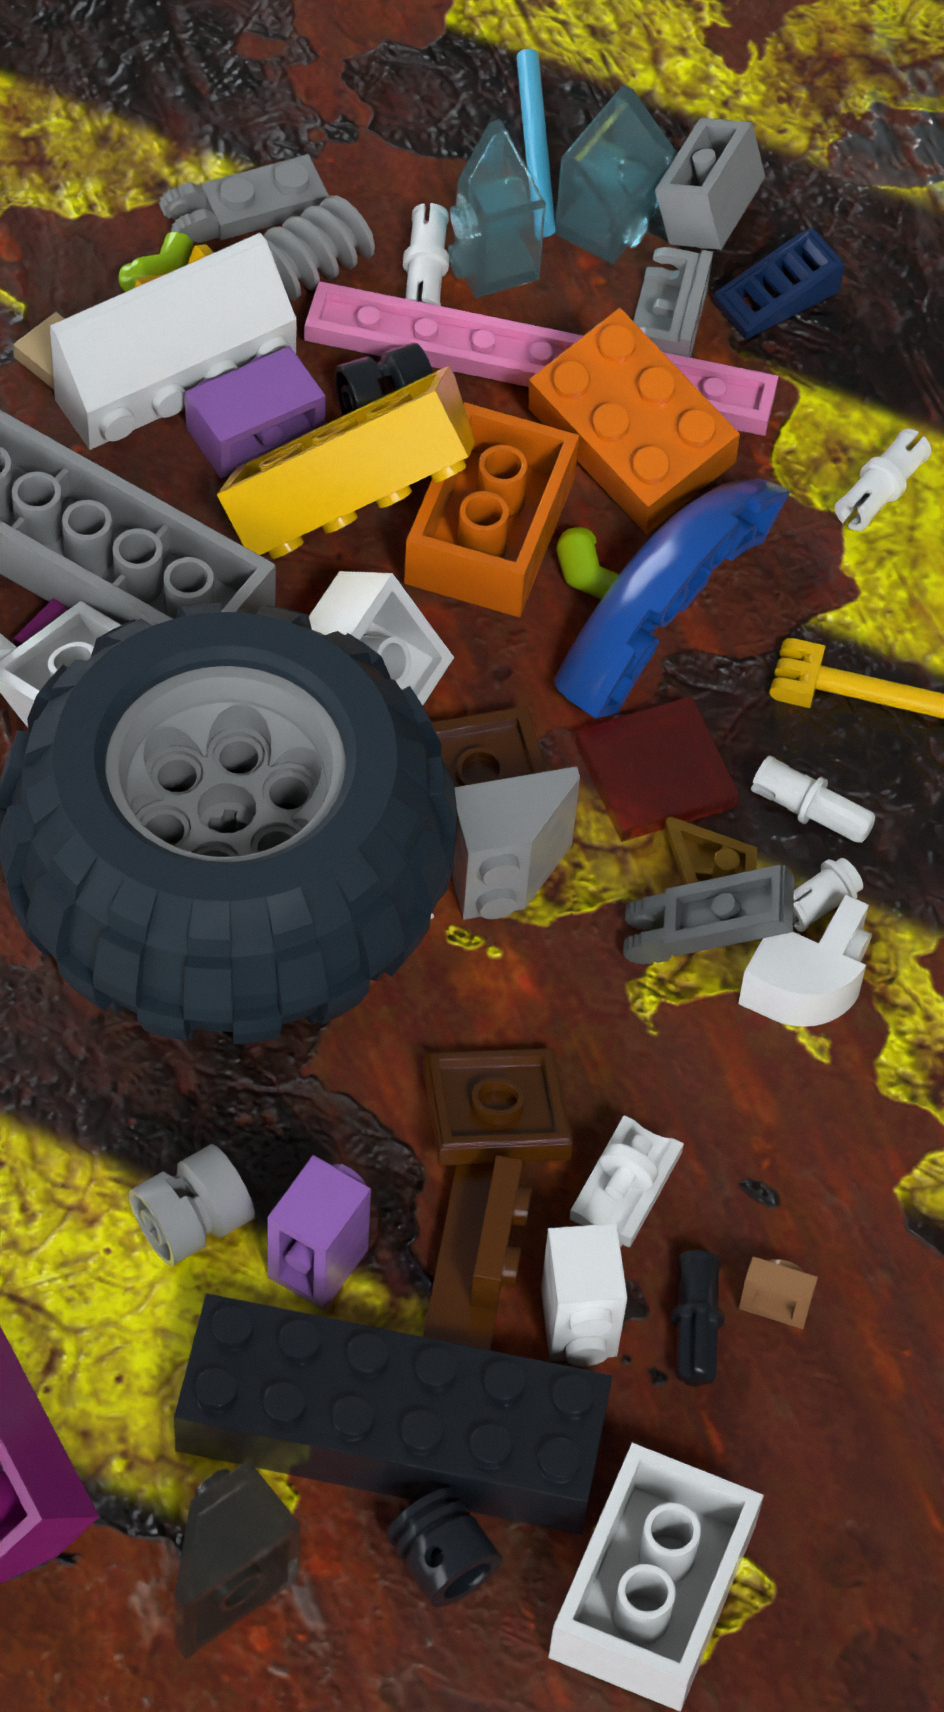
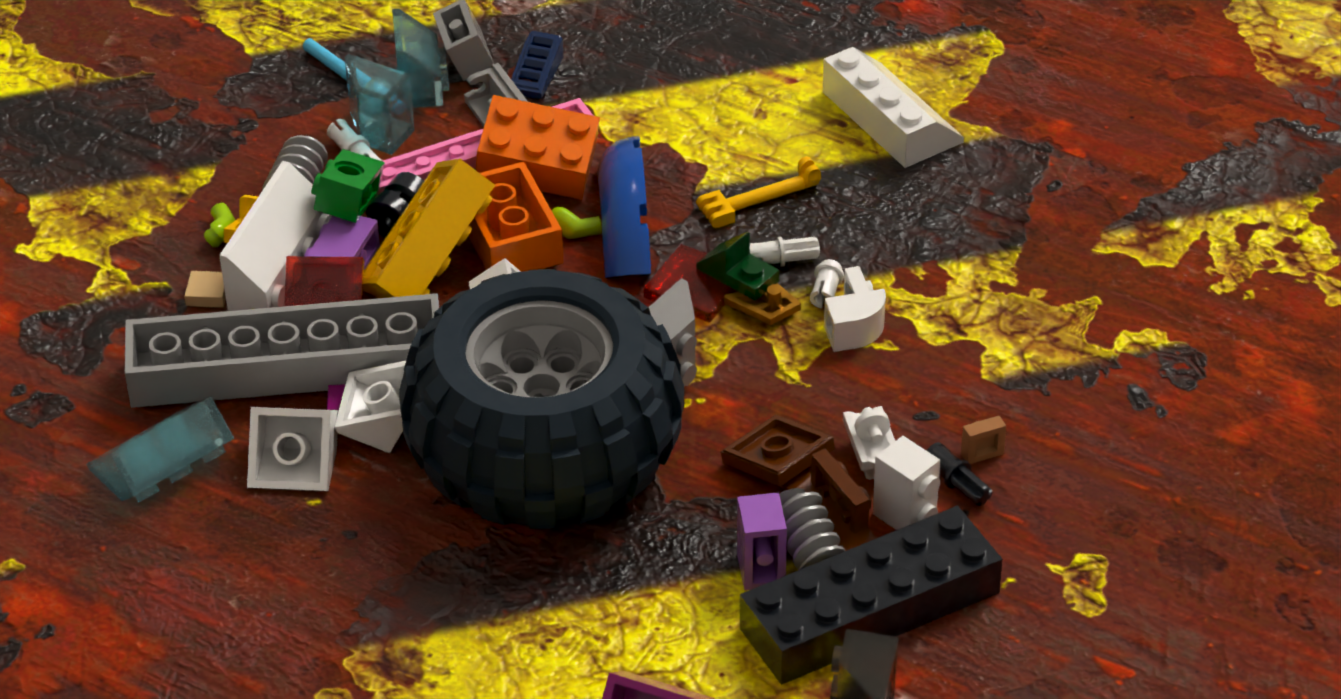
camera: 35 degrees left, 15 degrees down
(170, 450) = (323, 279): none -> clear red tile
(197, 1201) = (684, 575): light grey wheel -> none
(244, 200) = (235, 174): light grey hinge -> none
(324, 321) = (347, 185): none -> green brick
(397, 1261) = (808, 530): none -> light grey piece
(444, 1547) = (943, 624): black piece -> none
(655, 1576) = (1059, 573): white brick -> none
(711, 914) = (792, 313): dark grey hinge -> none
(719, 792) = (739, 269): none -> dark green slope
(883, 479) = (671, 112): white pin -> none

